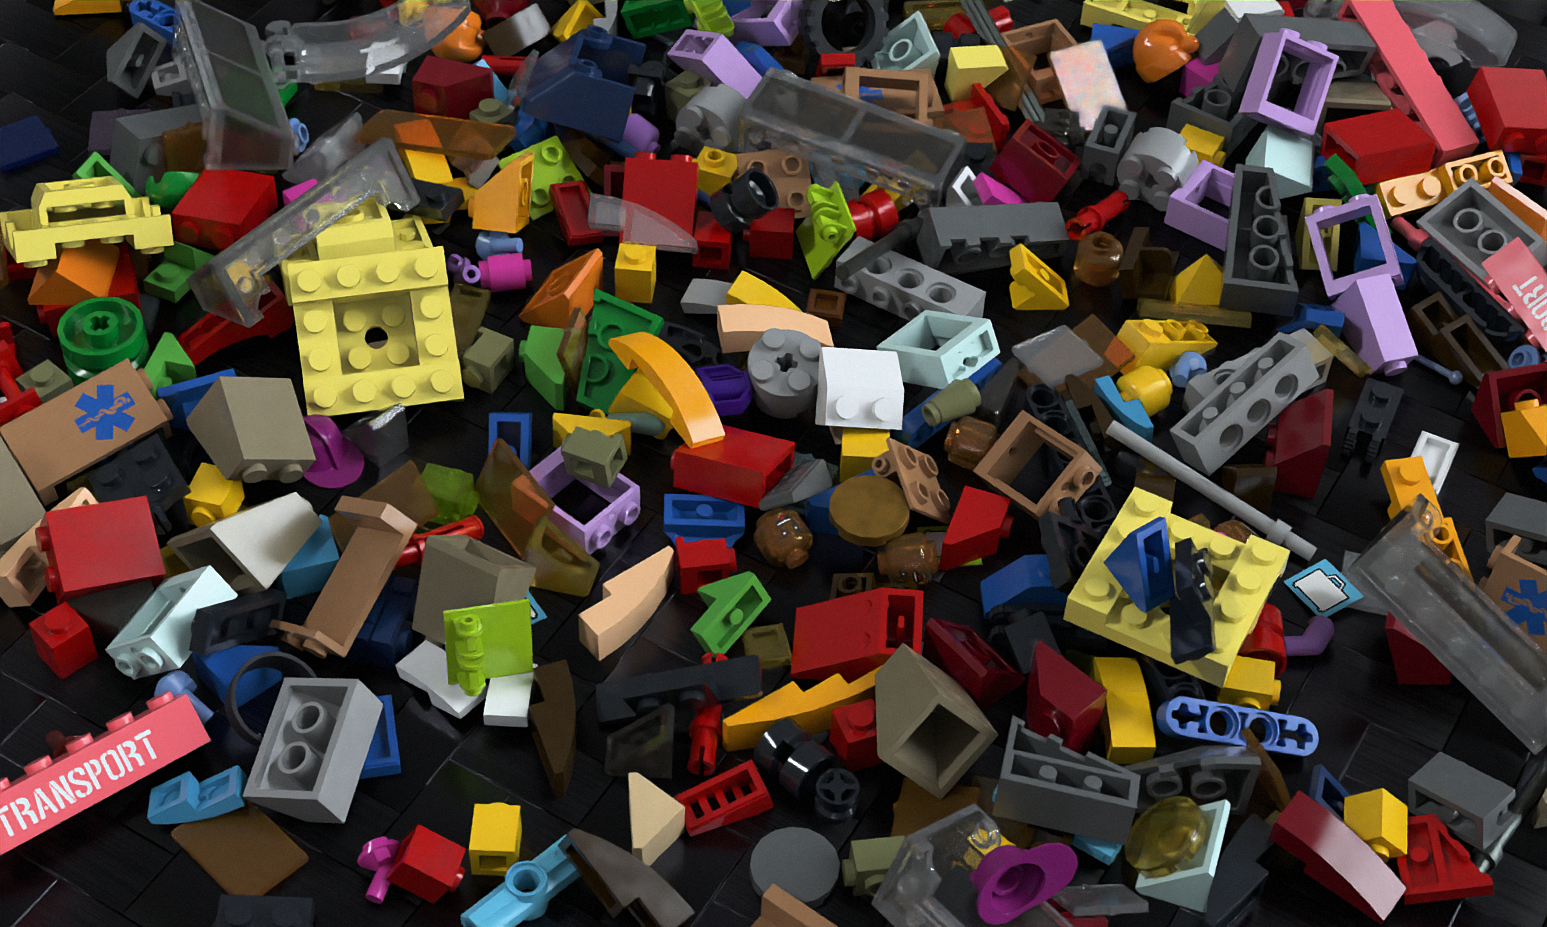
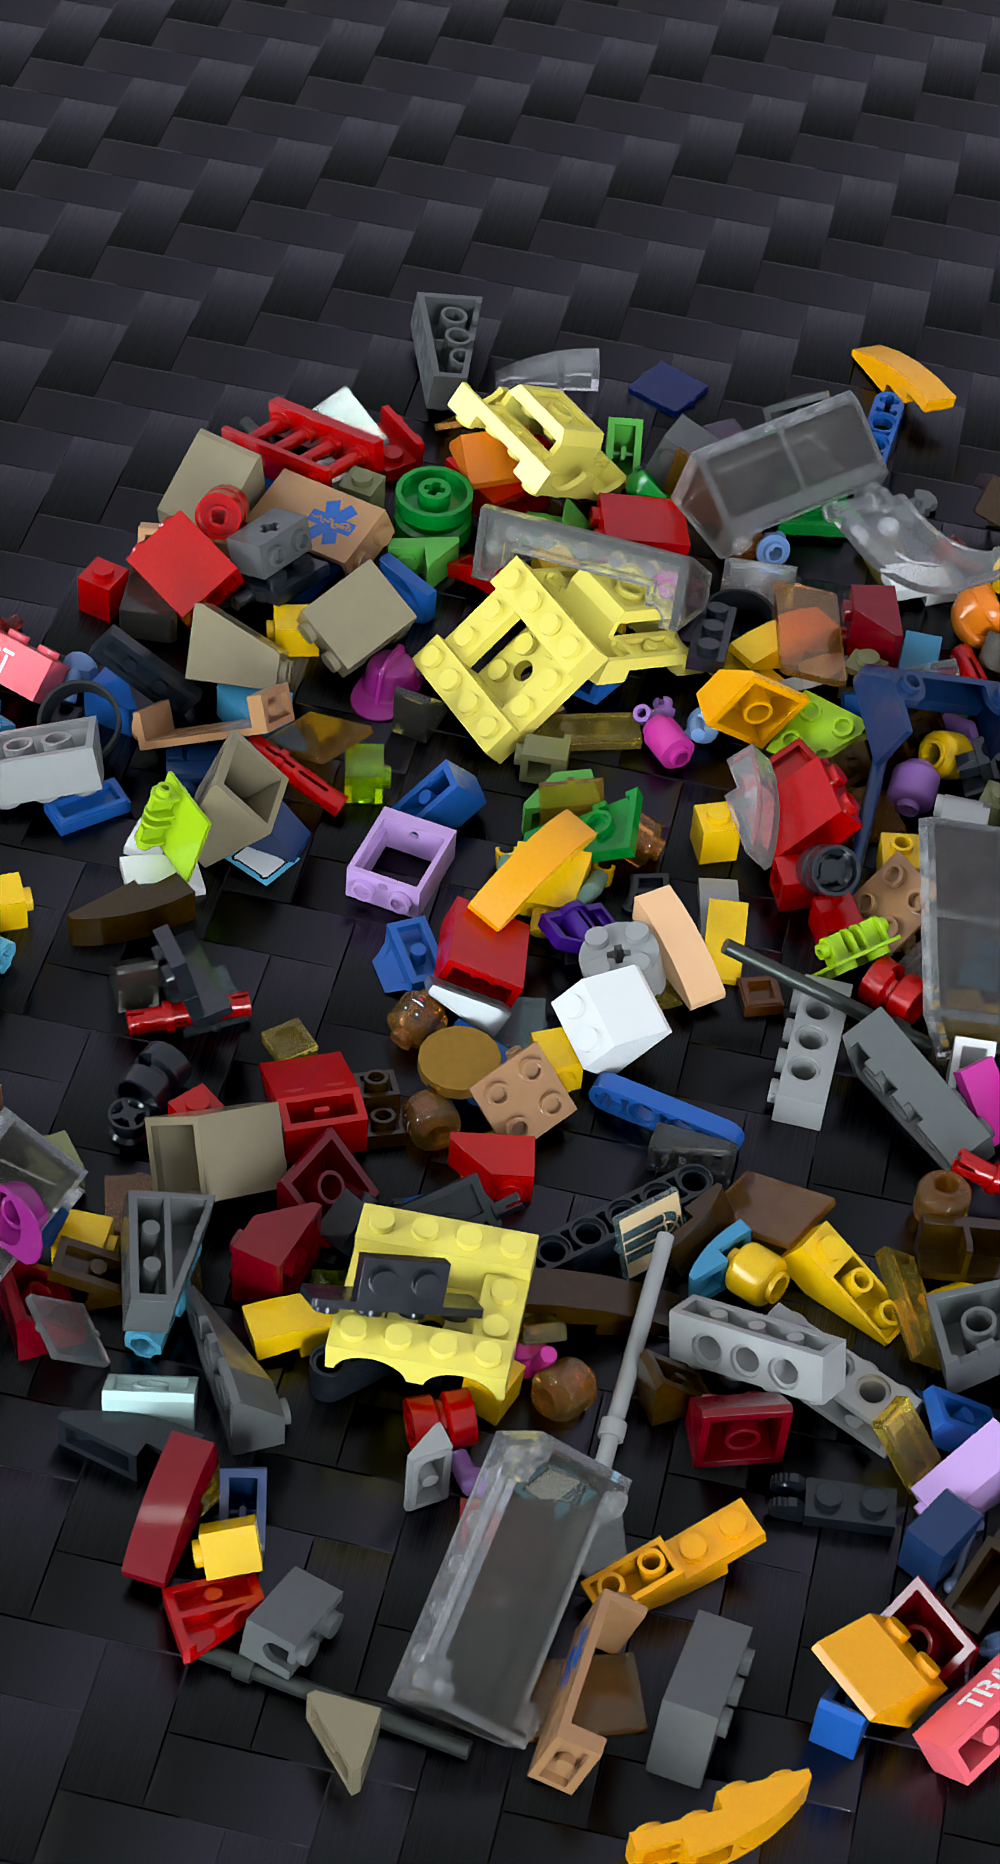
camera: 70 degrees right, 0 degrees up
(50, 486) = (222, 511): none -> red wheel
(112, 463) = (269, 543): none -> dark grey brick
(160, 630) = (159, 637): light aqua window -> none
(511, 496) = (370, 813): clear orange piece -> none
(559, 561) = (319, 865): clear yellow slope -> none
(564, 290) = (666, 797): orange slope -> none
(566, 423) = (477, 848): yellow slope -> none
(594, 456) = (428, 843): olive brick -> none
(626, 604) = (292, 928): light nougat slope -> none
(654, 819) = (50, 998): tan slope -> none
(702, 563) = (359, 969): red brick -> none
(731, 609) = (299, 996): bright green slope -> none
(742, 808) = (104, 1052): red slope -> none
(797, 863) = (48, 1106): dark grey tile -> none
(808, 709) = (209, 1063): light orange slope -> none
(952, 402) = (638, 1100): olive cone -> none
(959, 339) = (700, 1073): light aqua window -> none
(969, 441) = (610, 1141): clear orange head -> none
(1025, 437) = (573, 1190): medium nougat window -> none
(1035, 283) = (881, 1154): yellow slope -> none
(1057, 355) = (758, 1180): clear piece -> none
(1144, 565) = (415, 1230): blue slope -> none
(1165, 836) = (155, 1371): clear yellow tile -> none
(1186, 367) = (819, 1313): medium blue plate -> none
(1237, 720) = (307, 1414): blue beam -> none
(1250, 684) = (378, 1422): yellow brick -> none
(1268, 773) = (254, 1435): clear orange piece -> none
(1318, 656) = (428, 1469): none -> light grey slope
(1437, 457) = (790, 1570): white tile -> none
(1438, 359) = (938, 1537): none -> dark blue slope

